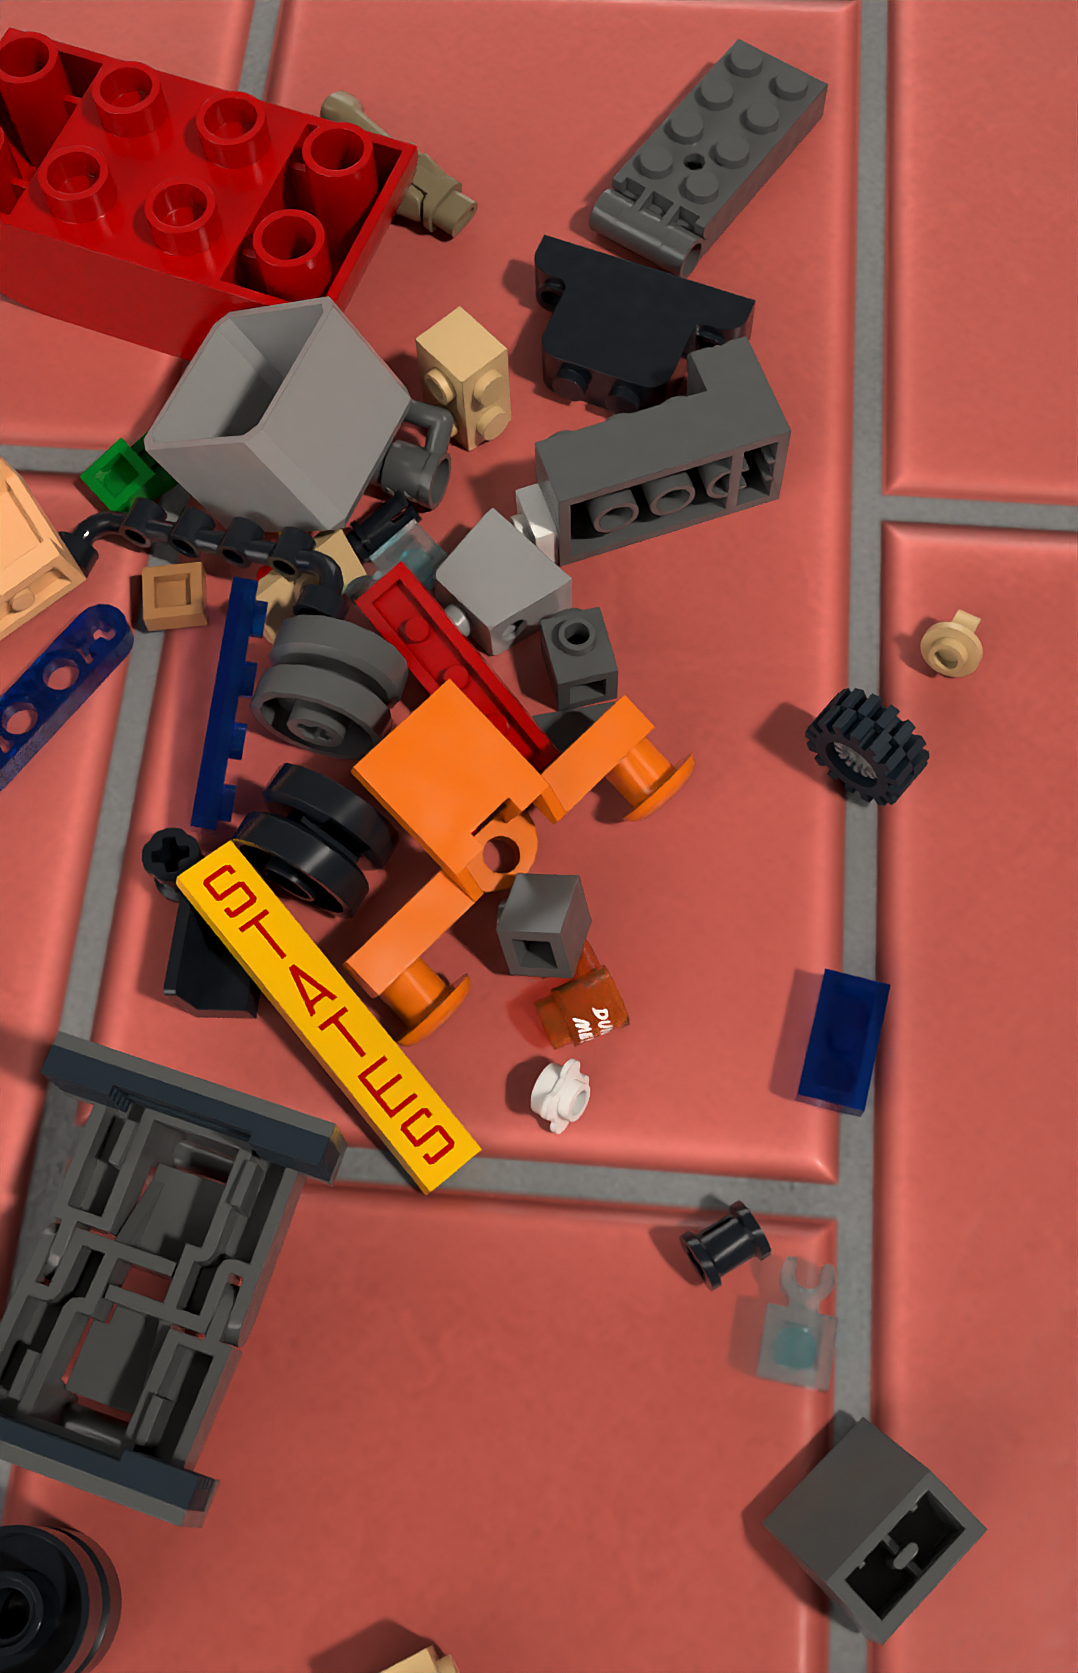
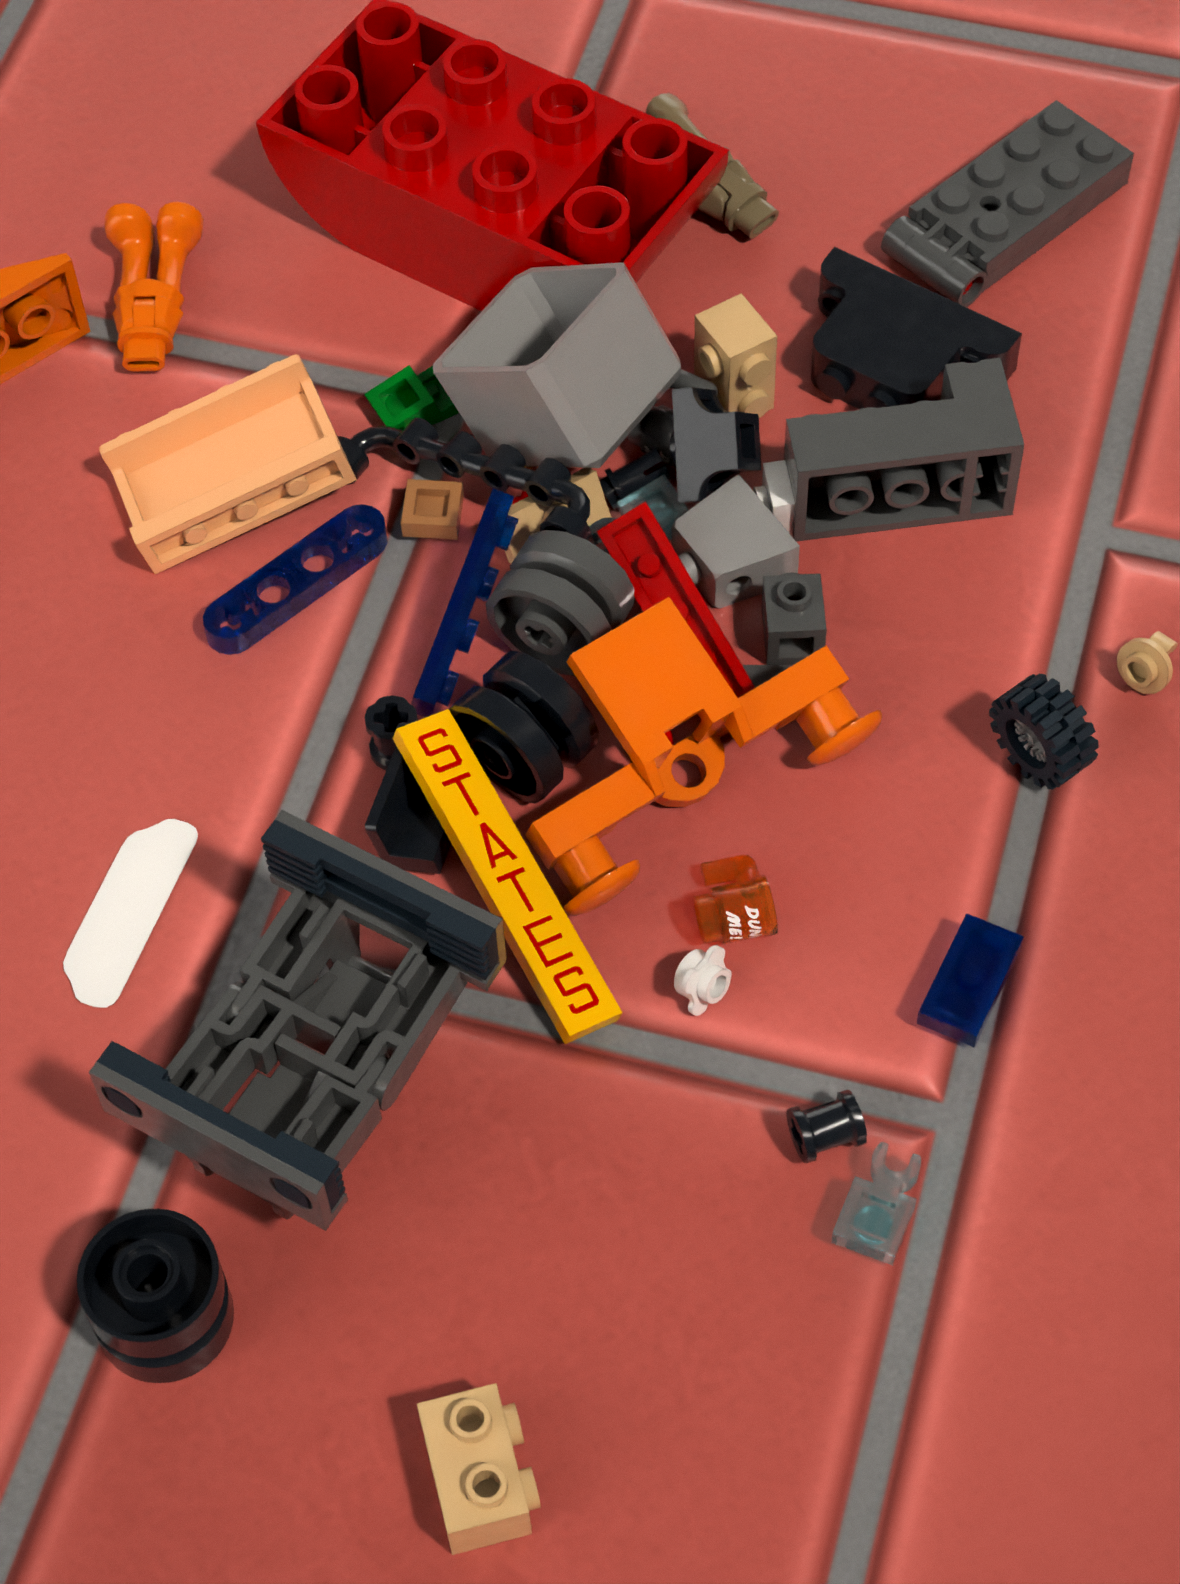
camera: 10 degrees right, 10 degrees down
(456, 479) = (710, 443): none -> black brick
(543, 925) = (716, 832): dark grey brick -> none
(874, 1529) = (913, 1373): dark grey slope -> none

